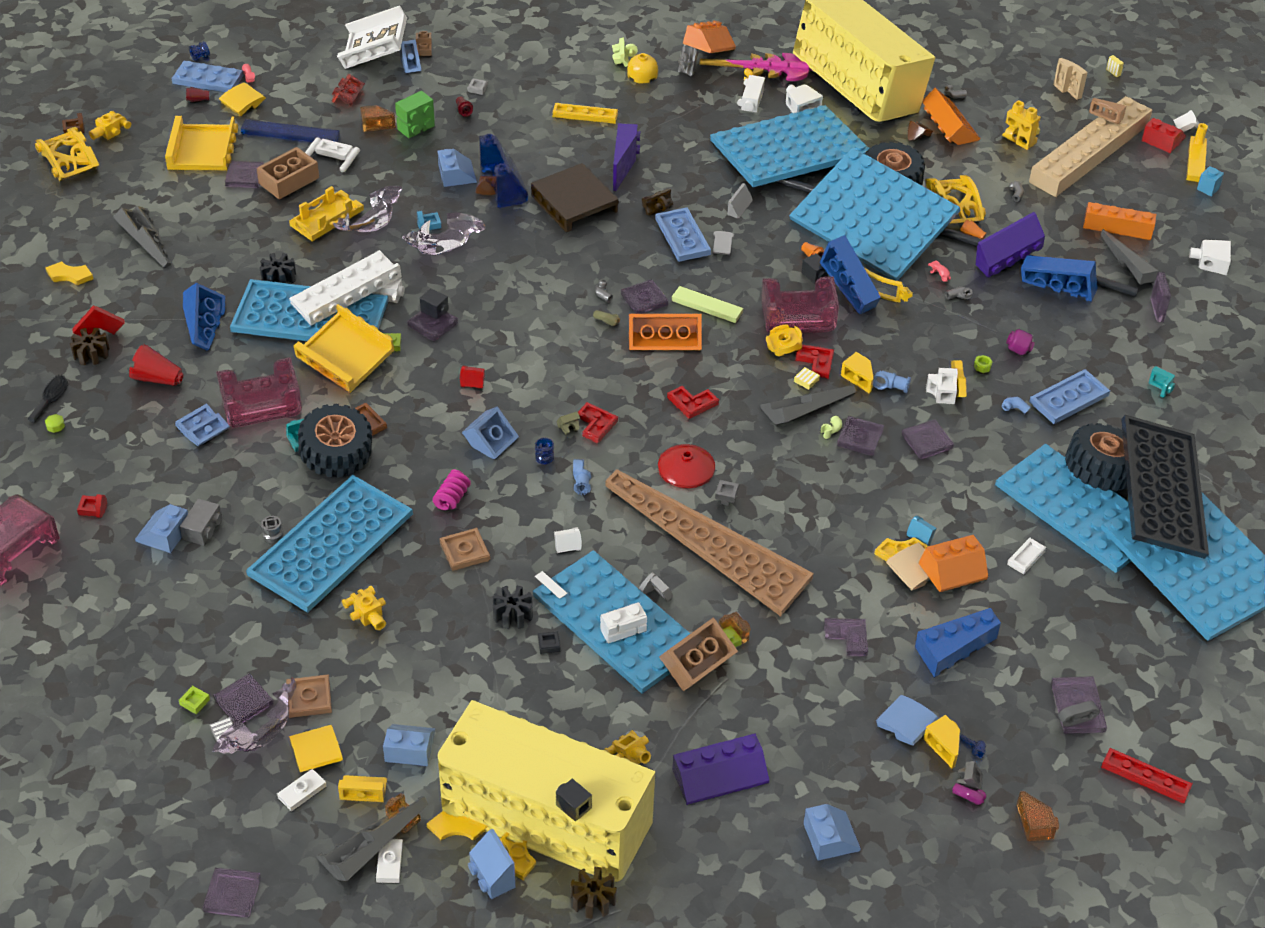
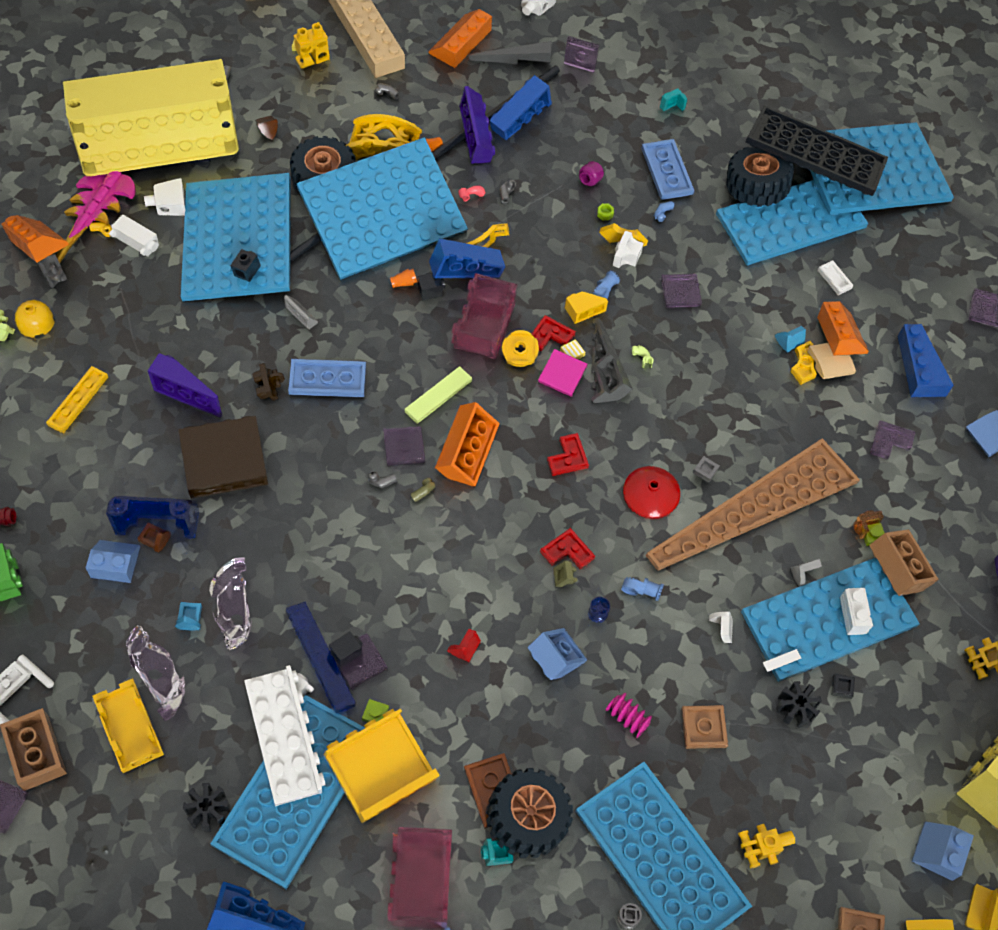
camera: 75 degrees left, 15 degrees up
(411, 302) = (320, 657): none -> clear blue tile
(722, 242) = (358, 347): light grey tile -> none
(755, 148) = (245, 265): none -> black brick
(777, 374) = (562, 372): none -> dark pink tile
(860, 435) = (660, 338): clear purple tile -> none
(949, 118) = (263, 95): orange slope -> none

